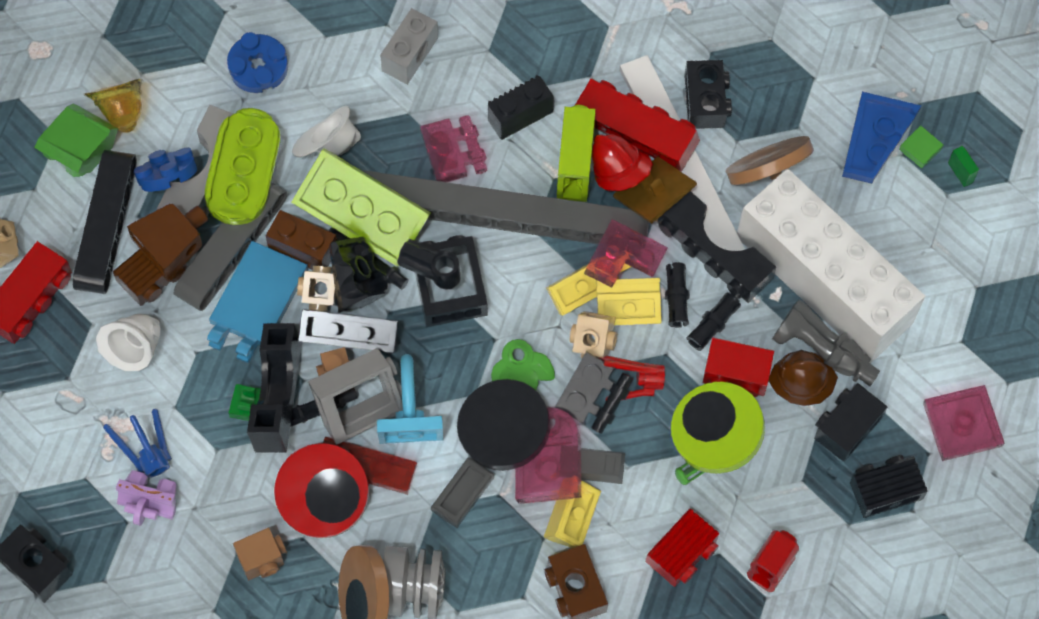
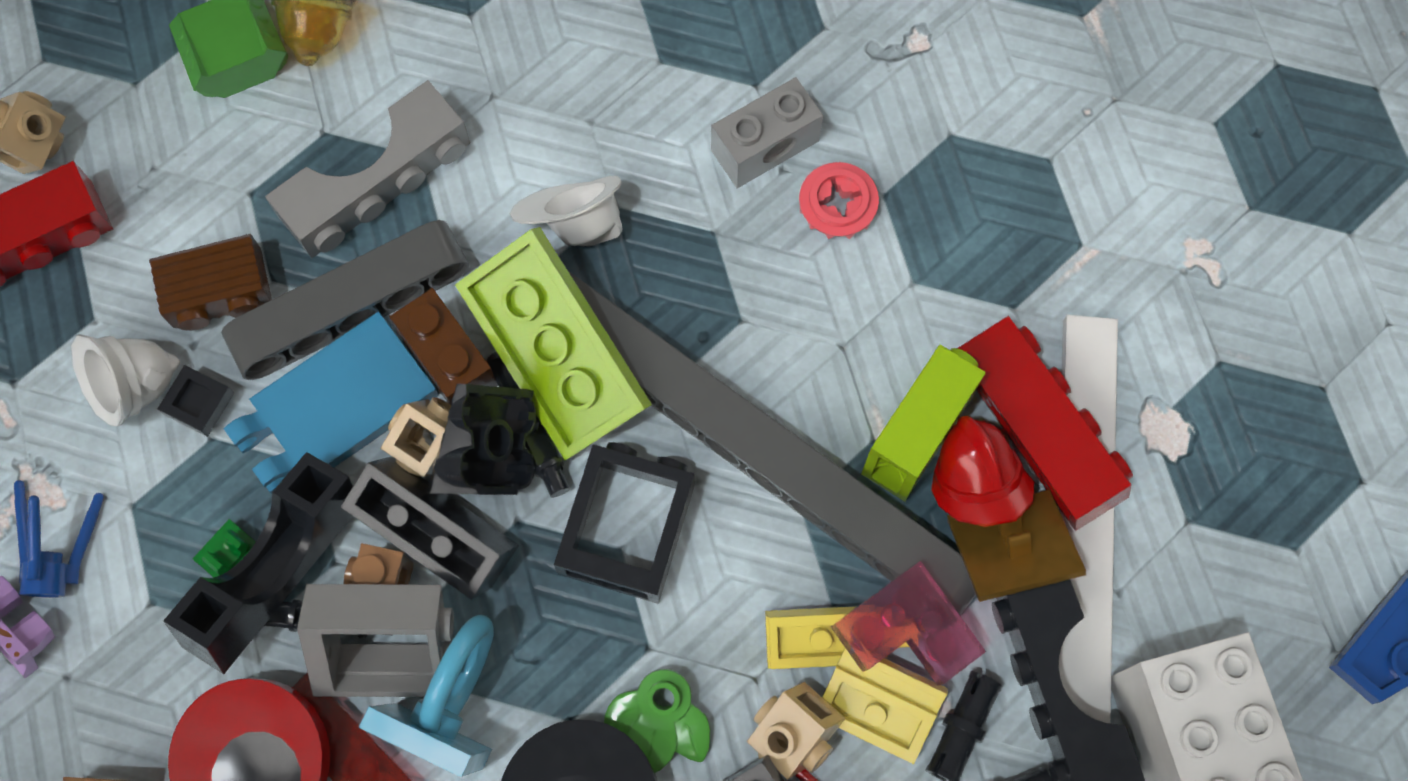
camera: 30 degrees right, 5 degrees up
(104, 222) = (191, 179): black beam -> none
(165, 167) = (313, 143): blue plate -> none
(168, 237) = (244, 250): reddish brown torso -> none
(180, 334) = (195, 400): none -> black plate
(242, 166) = (417, 195): lime tile -> none
(263, 77) = (540, 27): blue plate -> none
(428, 262) = (599, 486): black piece -> none
(444, 151) = (731, 316): clear pink plate -> none
(468, 52) = (850, 183): none -> coral gear
(520, 107) = (879, 306): black brick -> none
(702, 94) = (1170, 422): black brick -> none
(769, 160) = (1226, 593): medium nougat piece -> none

